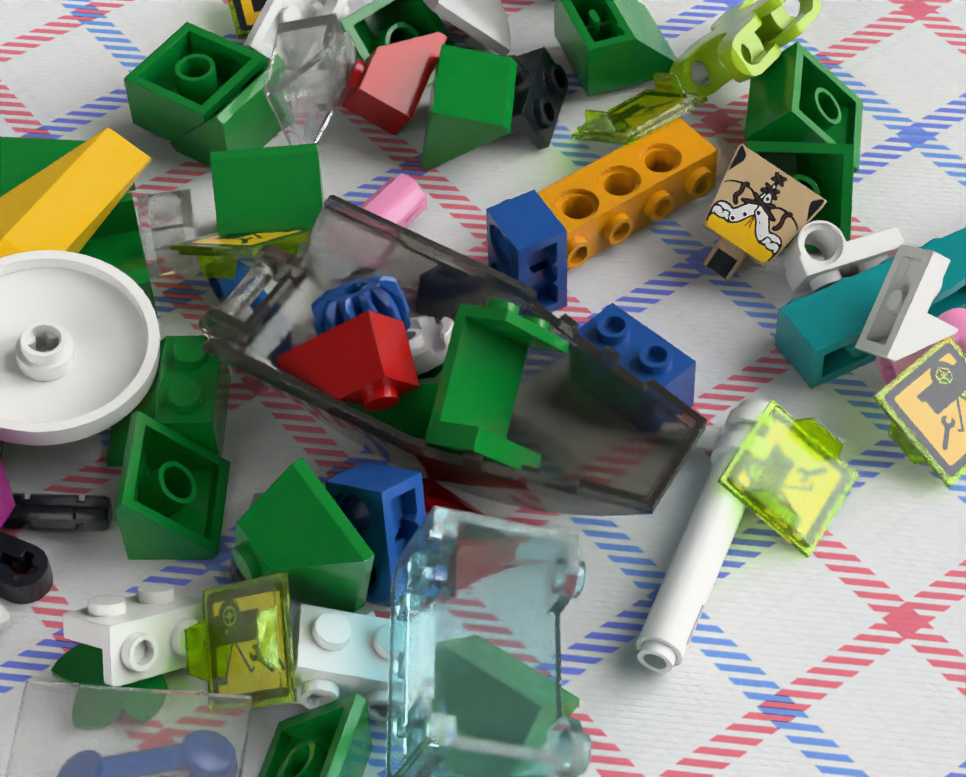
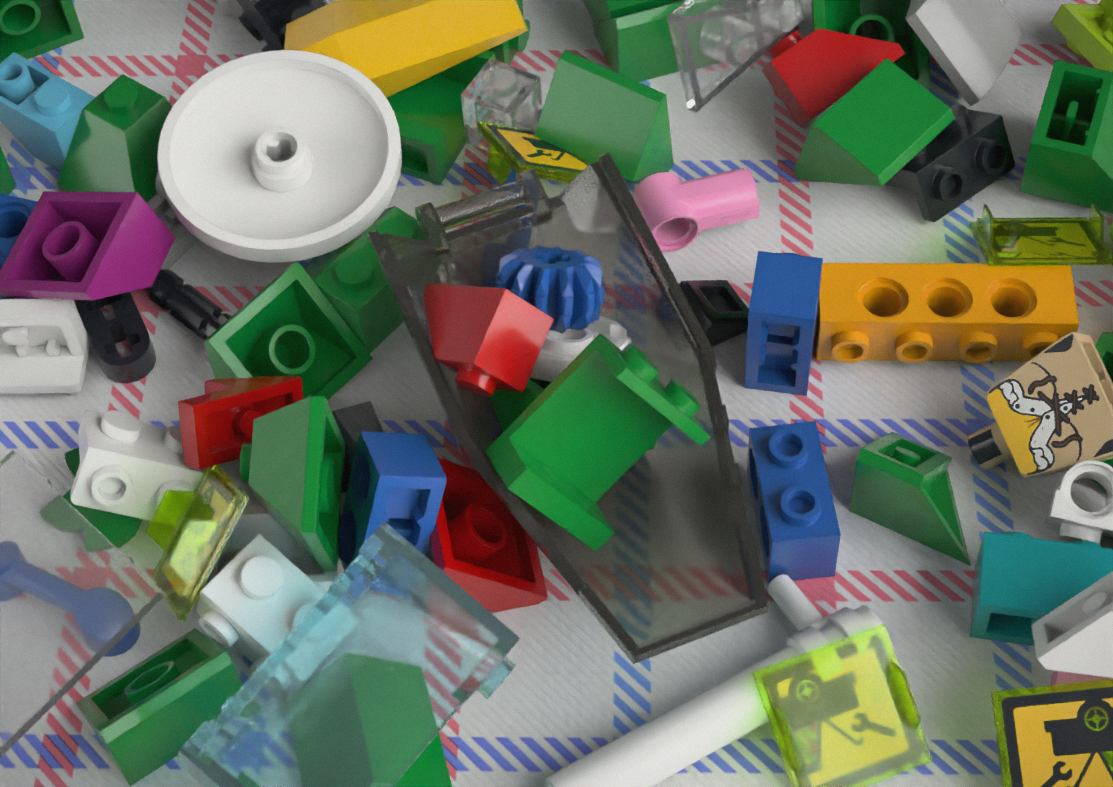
camera: 40 degrees right, 5 degrees up
(188, 548) = (224, 417): none -> red slope
(701, 322) = (909, 493): none -> green slope

